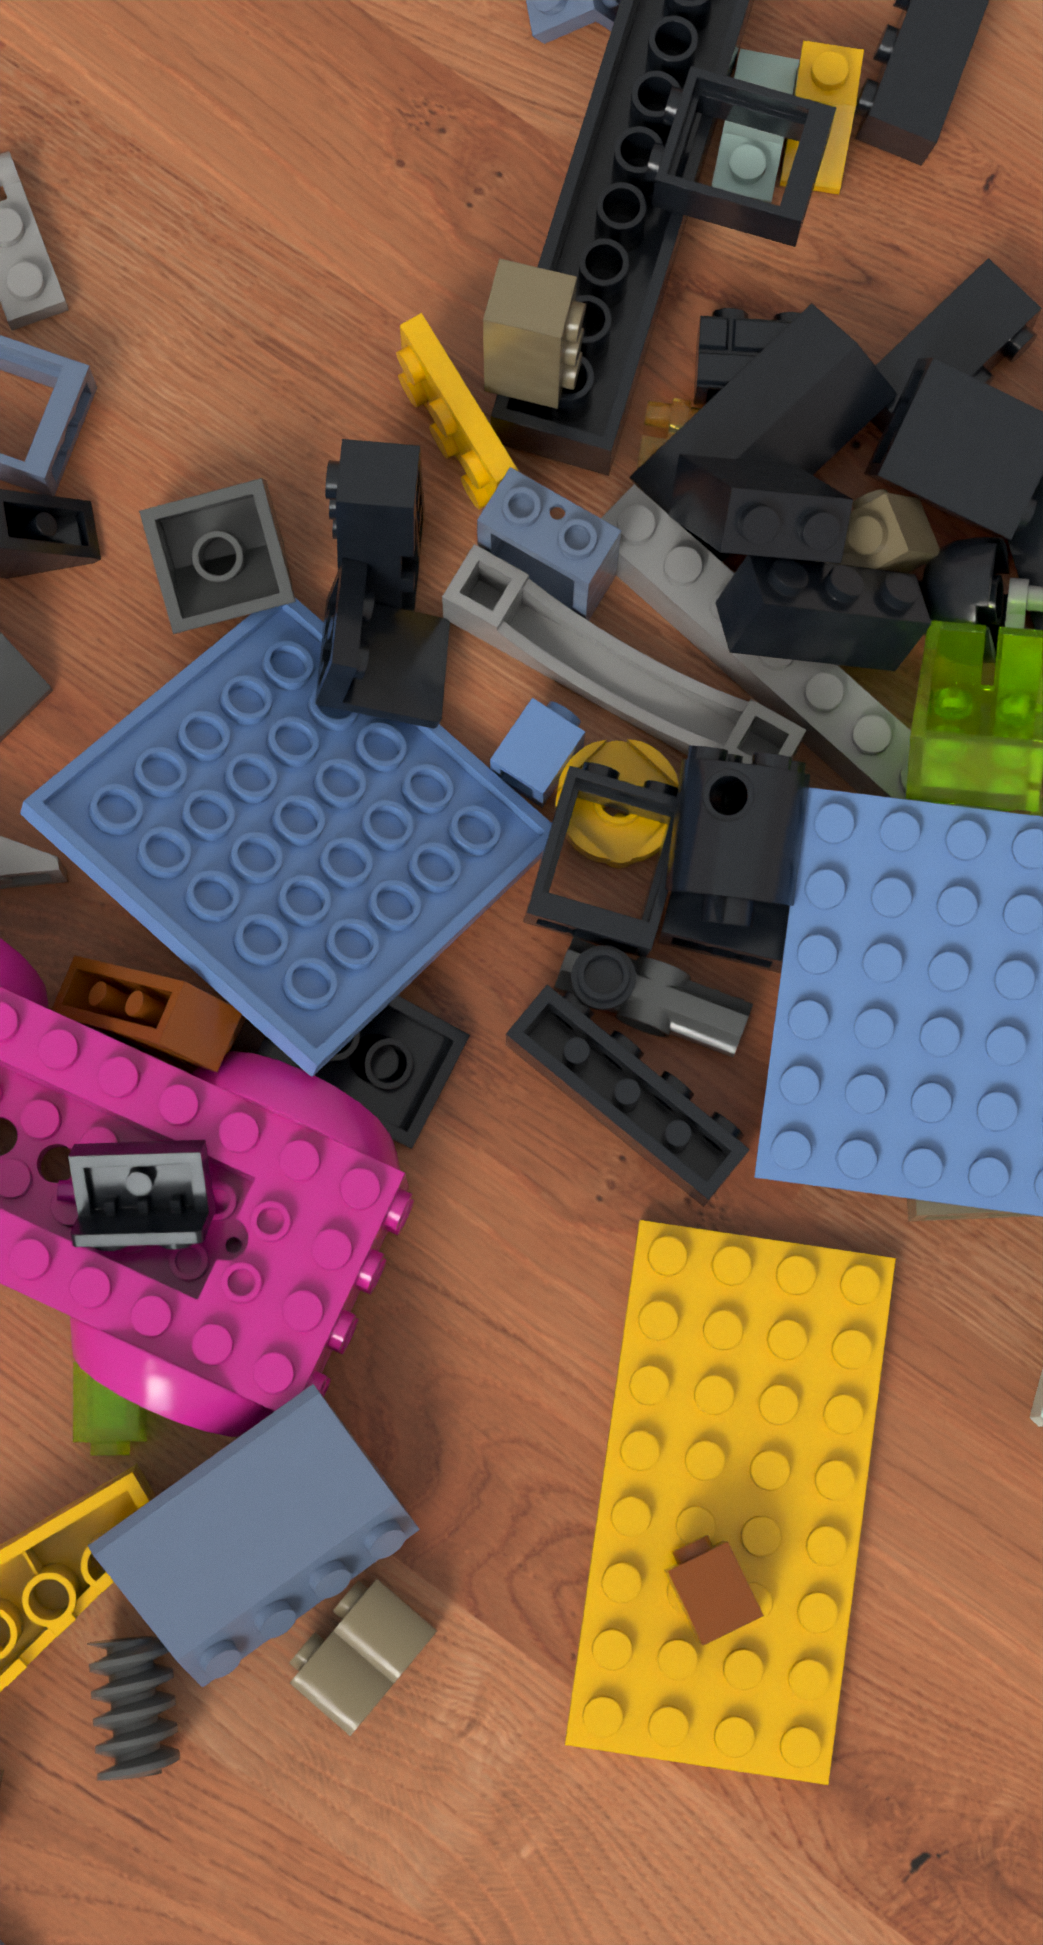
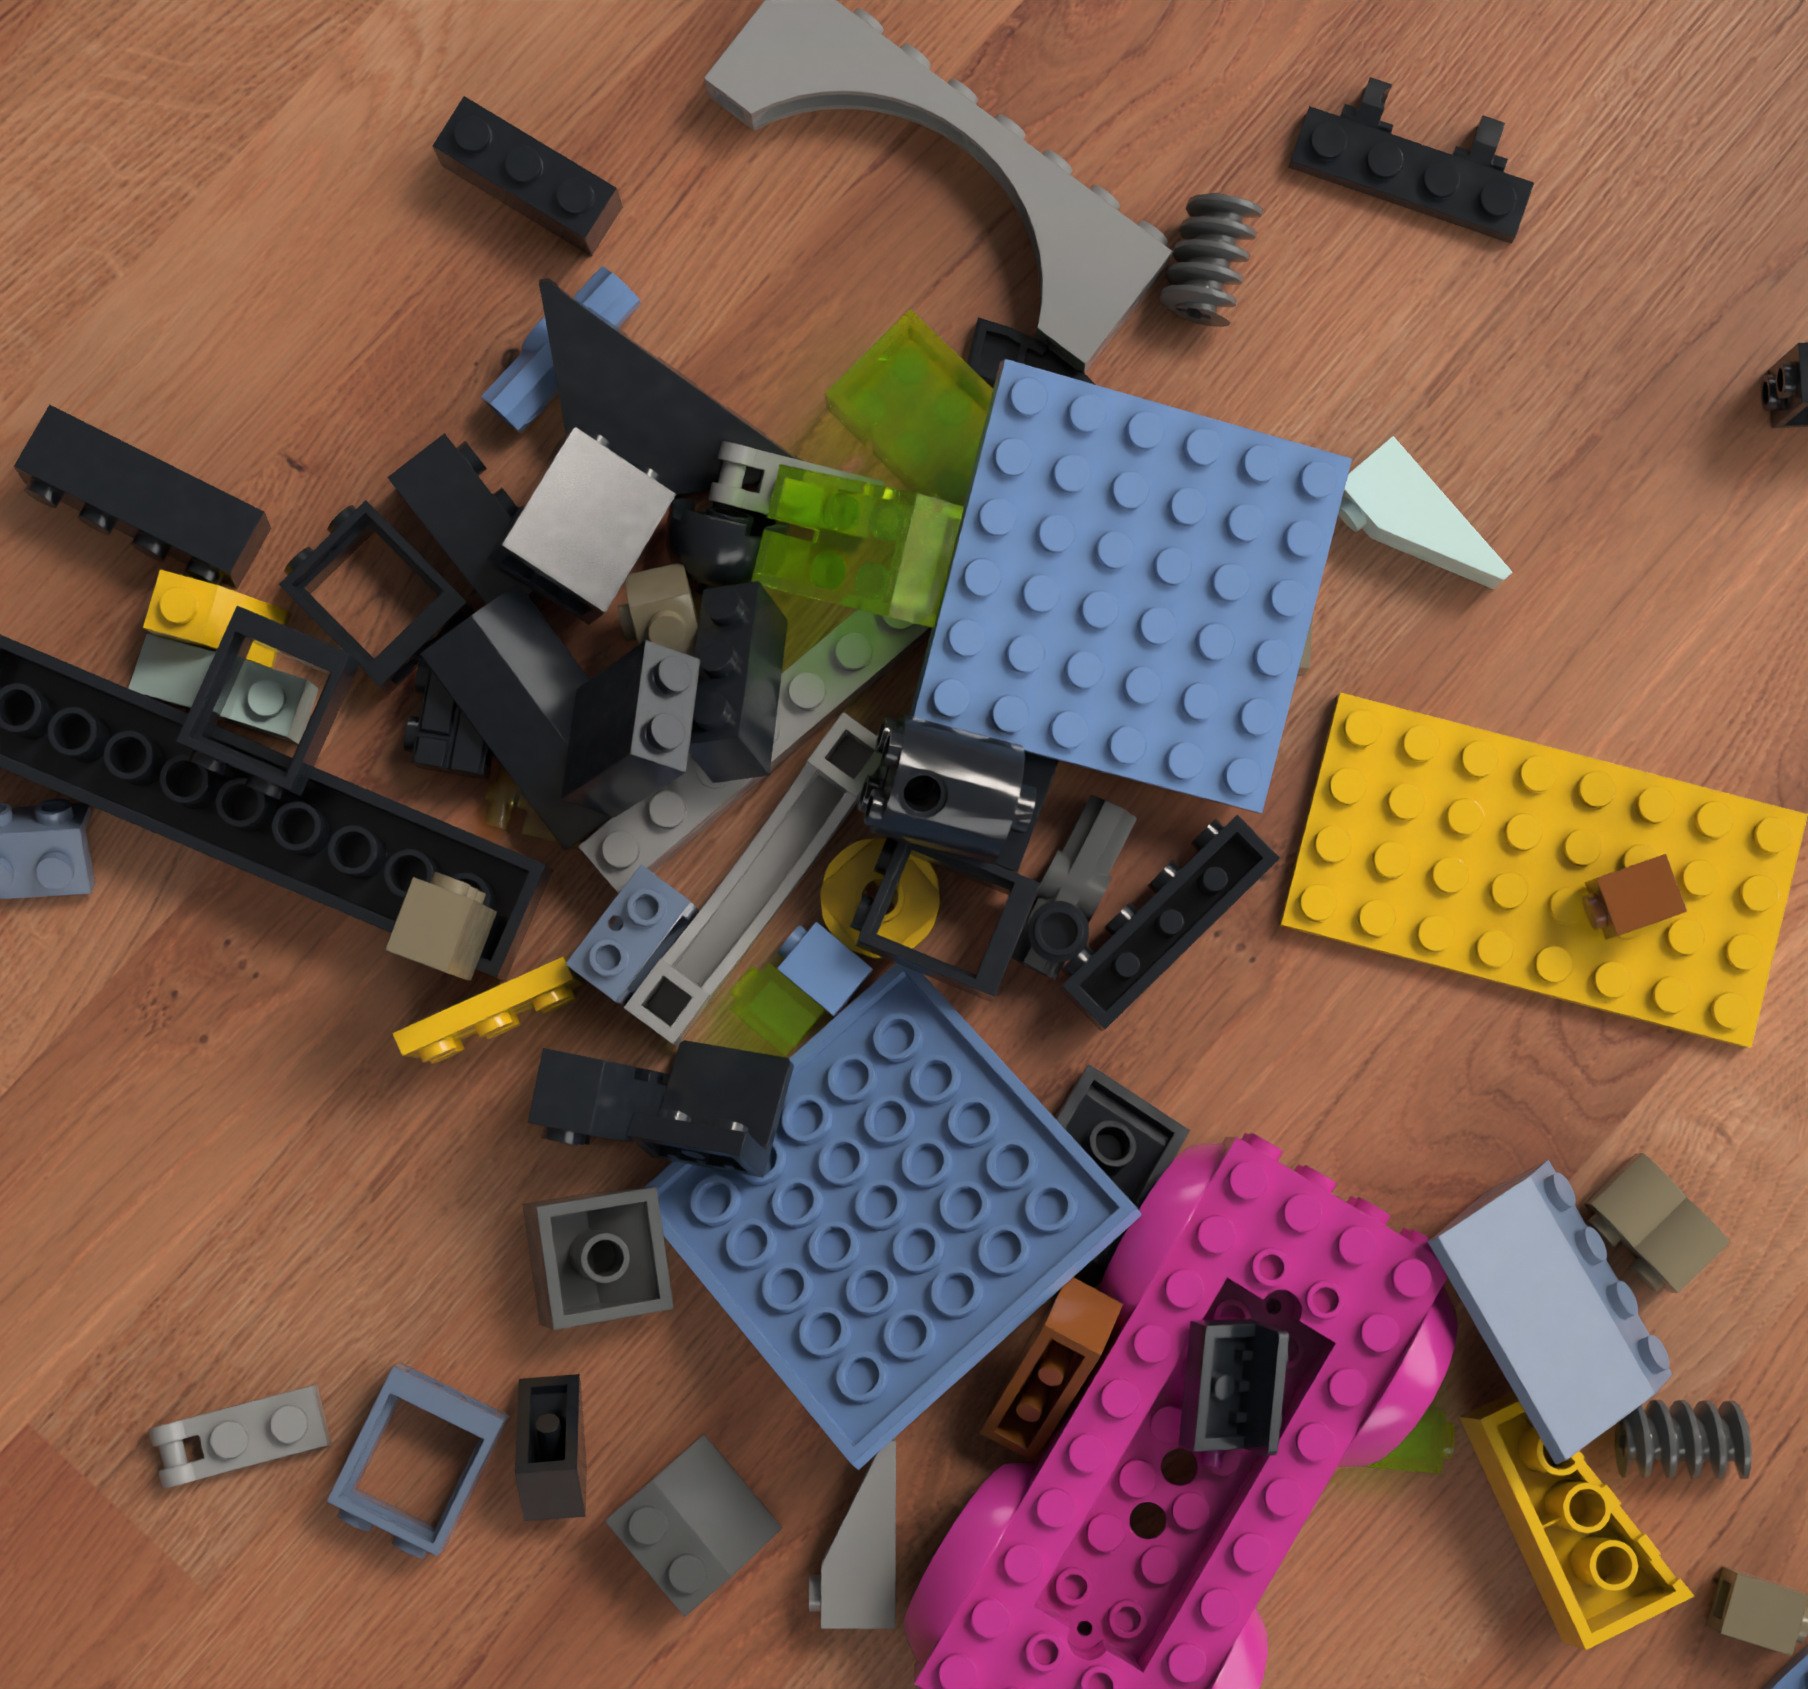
camera: 80 degrees left, 5 degrees up
(489, 705) = (775, 1008): none -> clear neon green brick
(887, 206) = (402, 655): none -> black window

